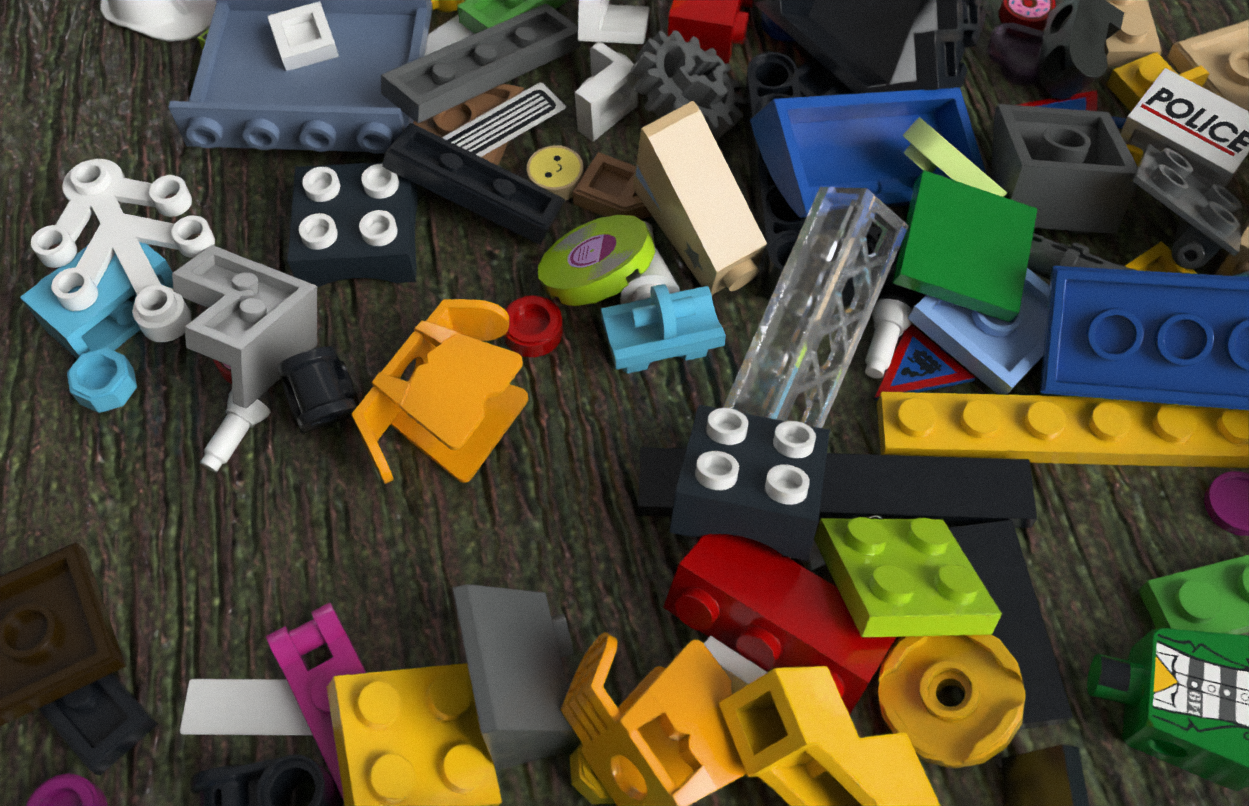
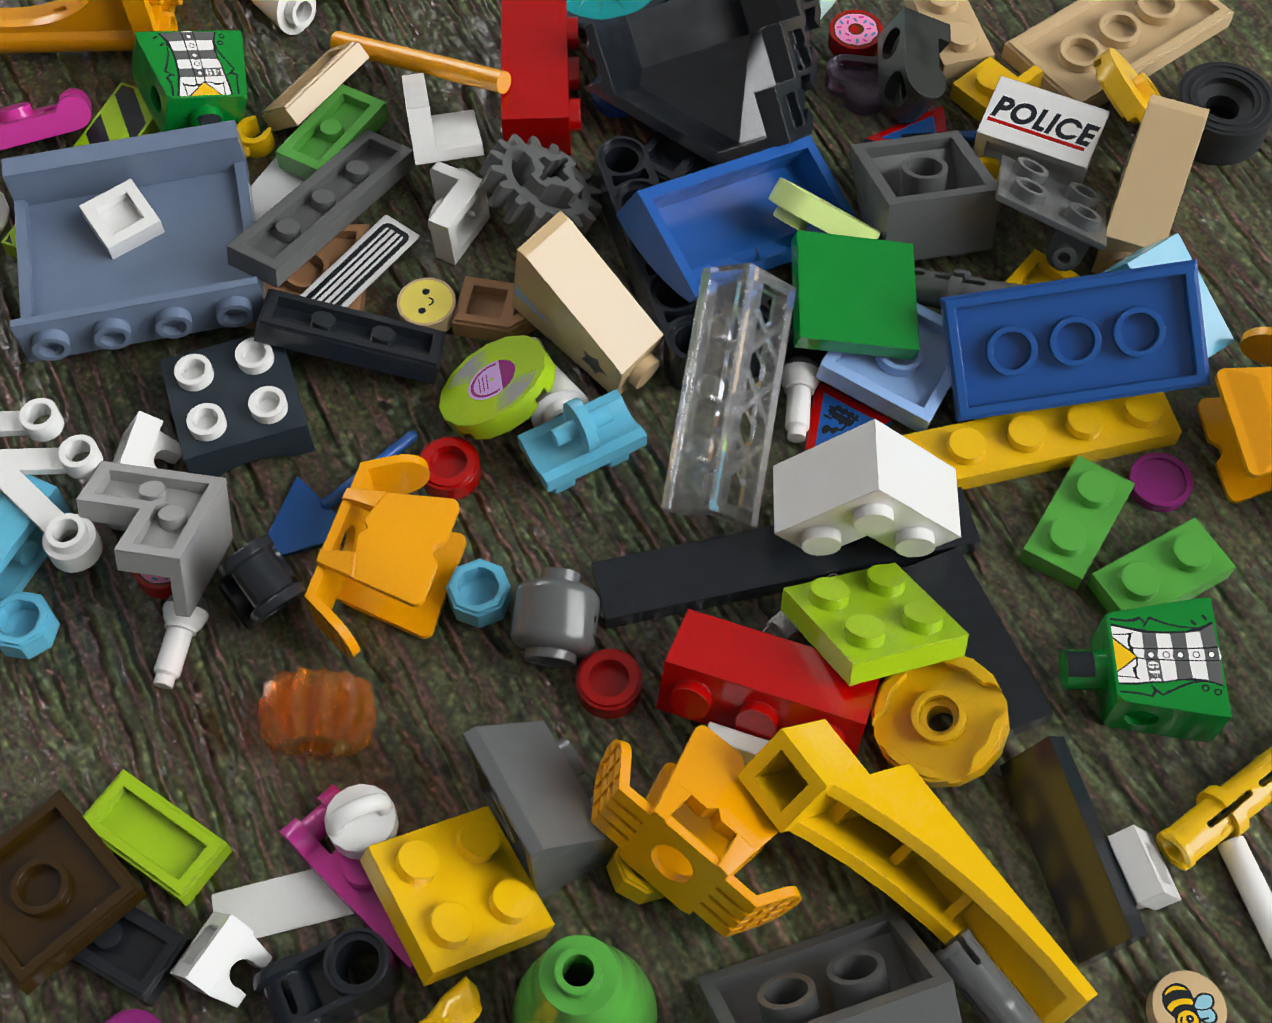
camera: 15 degrees left, 0 degrees up
(155, 611) = (156, 837): none -> lime tile
(162, 743) = (213, 952): none -> white tile
(261, 240) = (145, 442): none -> white tile
(332, 529) = (316, 713): none -> clear orange gear
(340, 645) = (360, 818): none -> white tile
(387, 335) = (307, 519): none -> blue piece
(524, 451) = (479, 593): none -> medium azure tile
(588, 493) = (555, 618): none -> dark grey head
(625, 570) = (609, 683): none -> red tile
(752, 480) = (711, 566): black brick -> none
(930, 436) = (863, 487): none -> white brick
(1142, 524) = (1076, 522): none -> bright green plate

